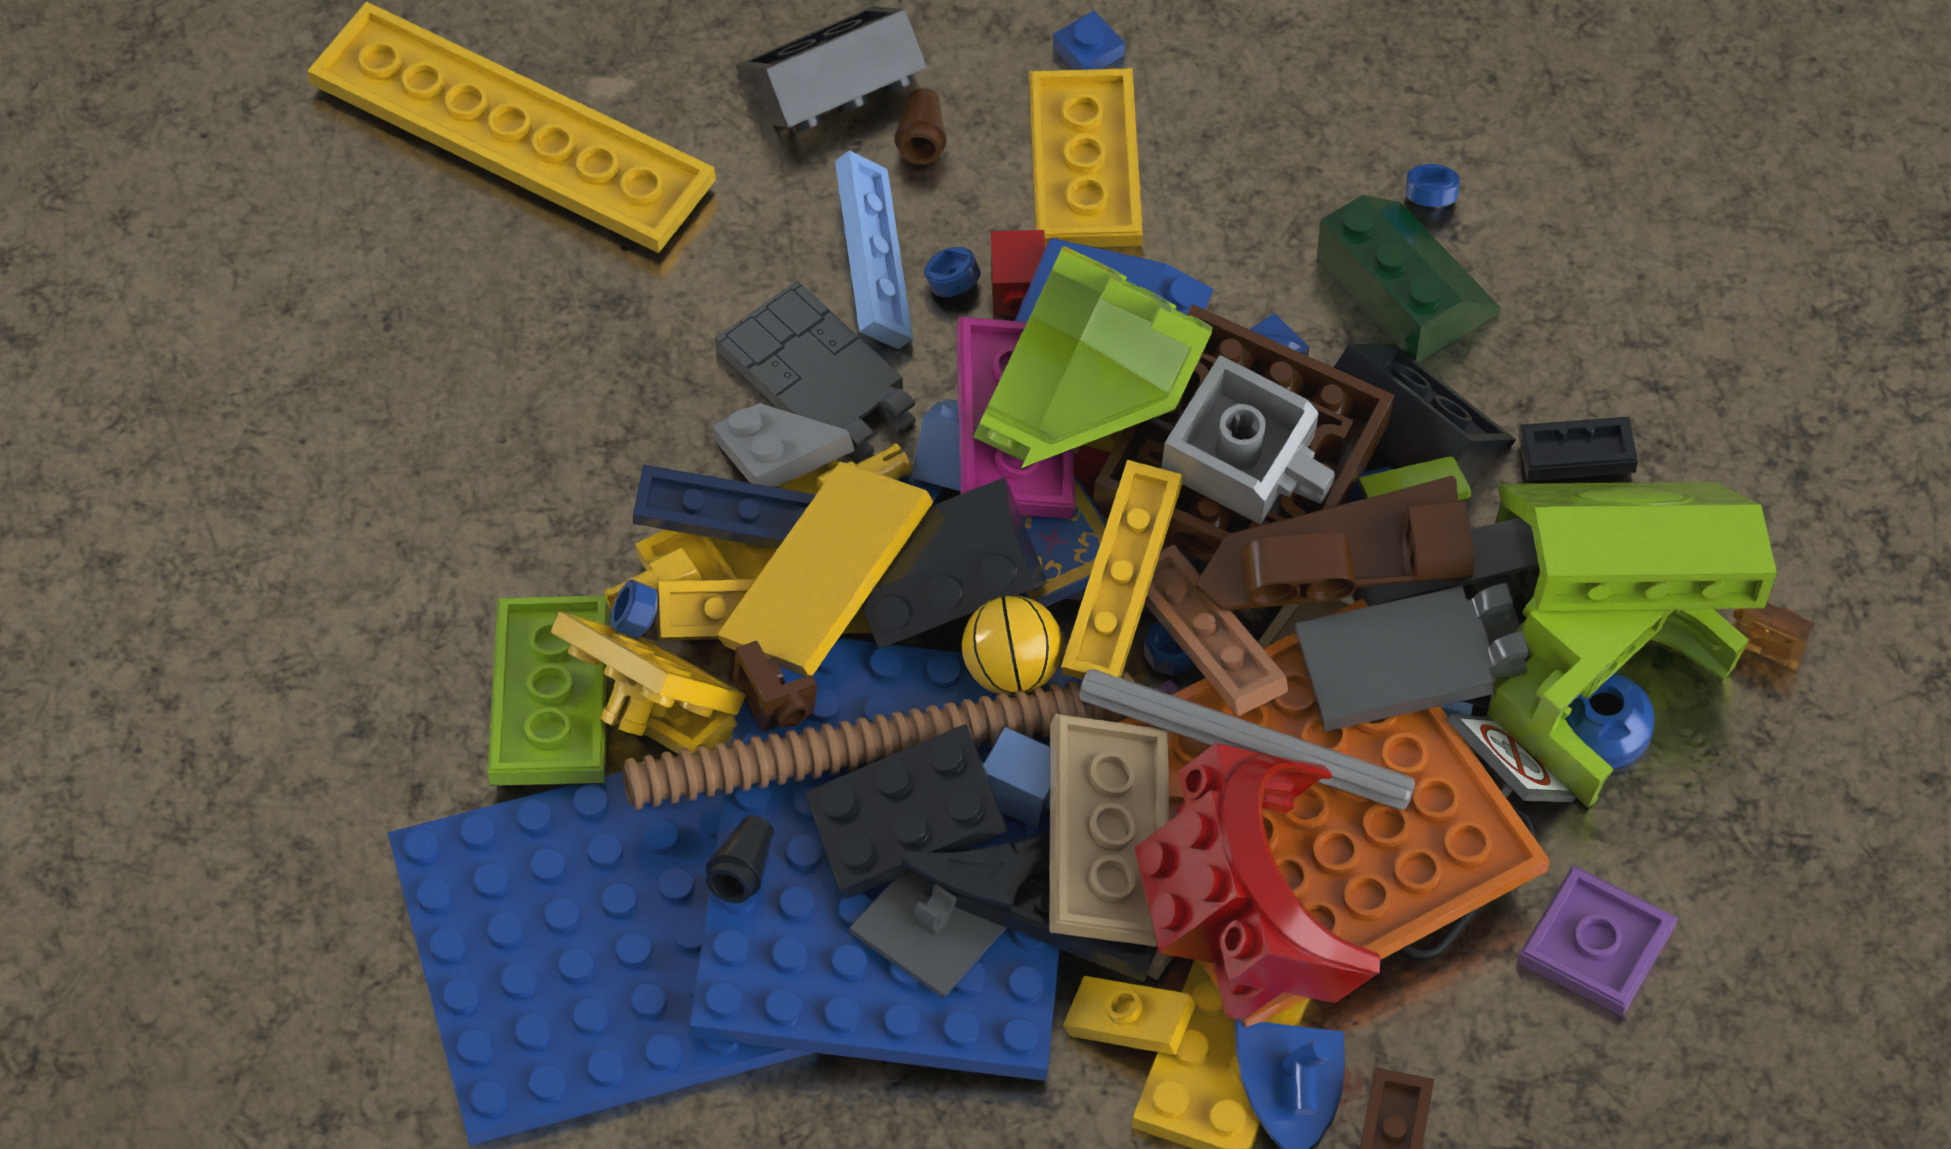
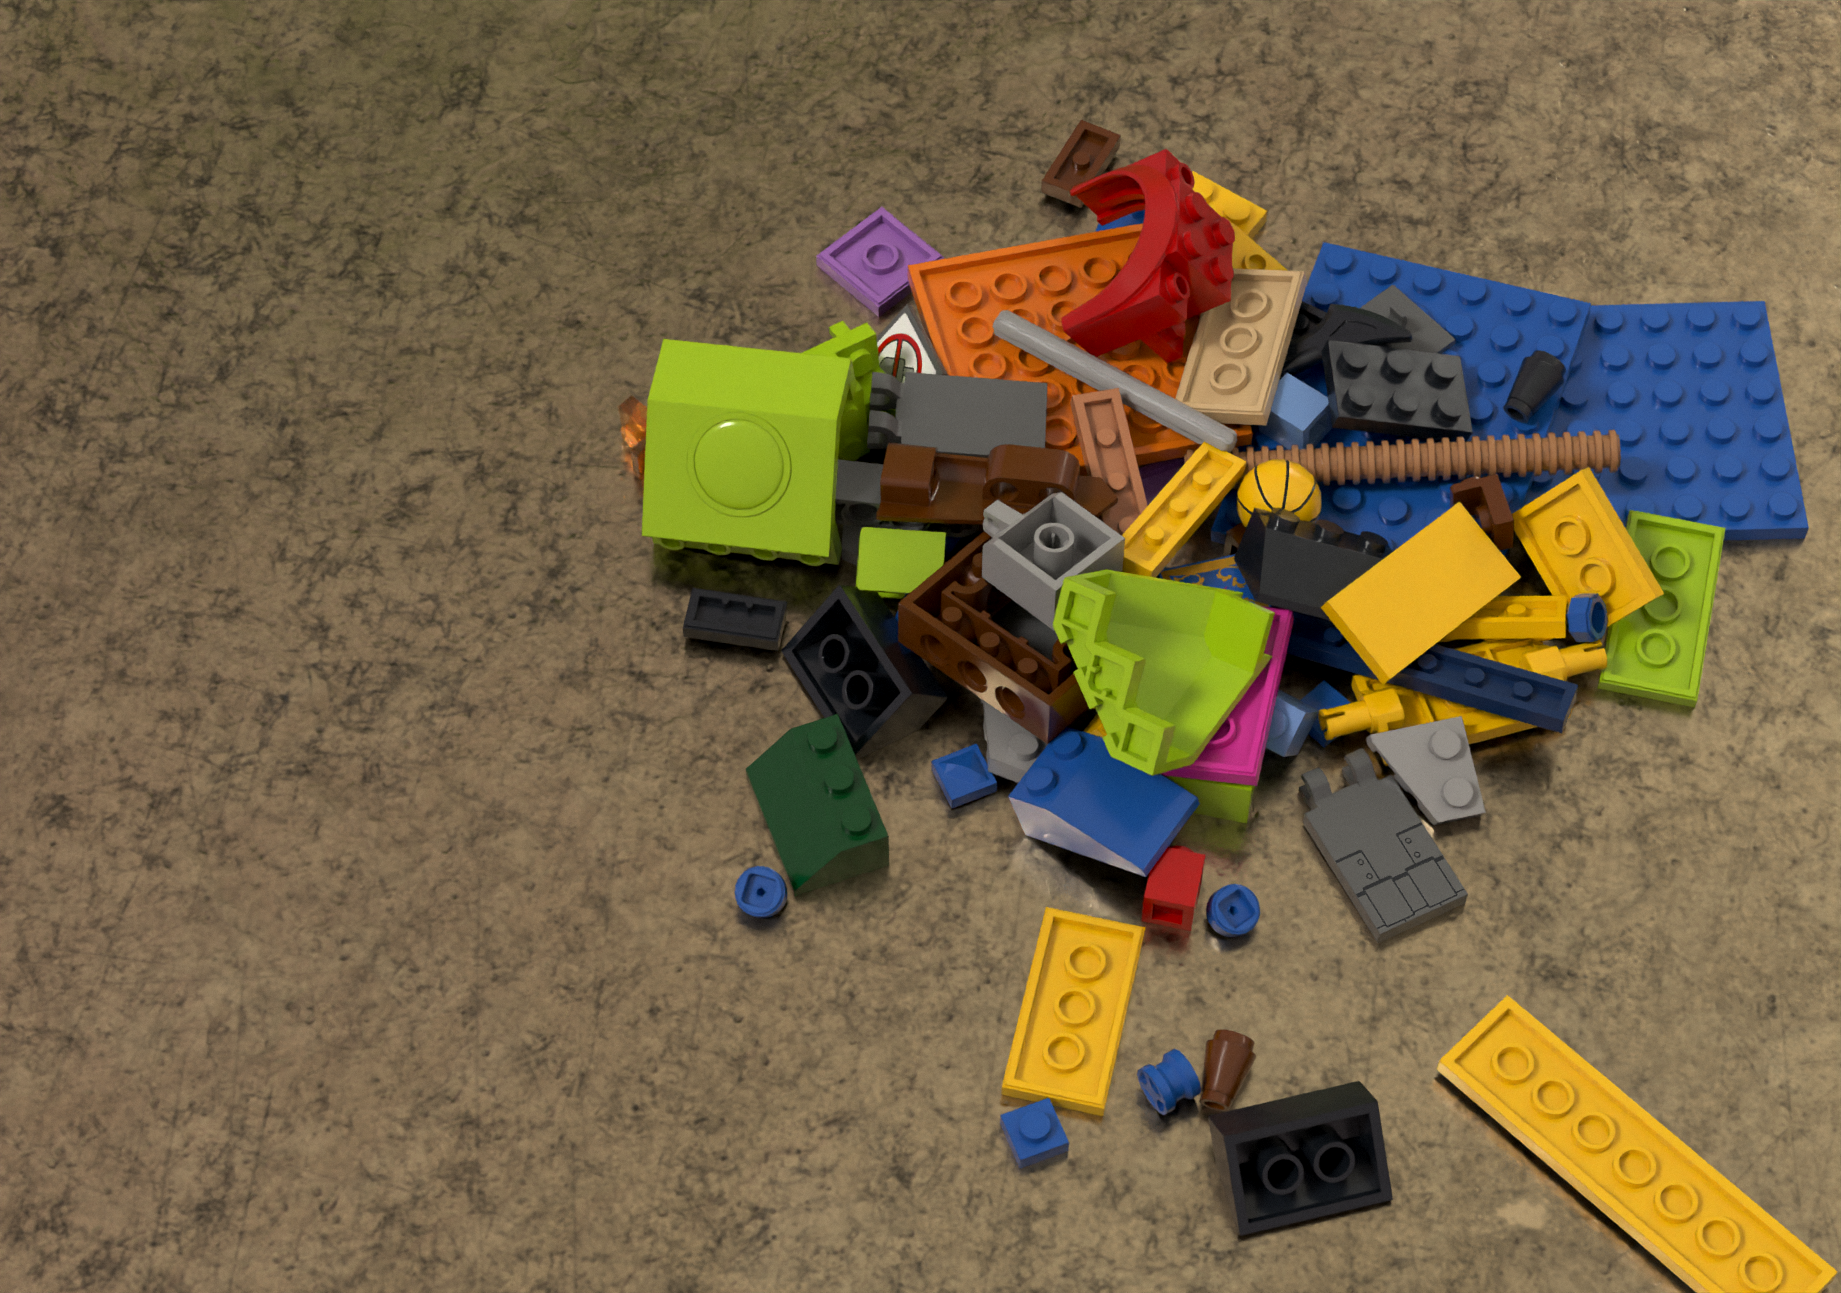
camera: 165 degrees left, 0 degrees up
(873, 250) = (1302, 945): light blue plate -> none
(972, 99) = (1169, 1081): none -> blue wheel

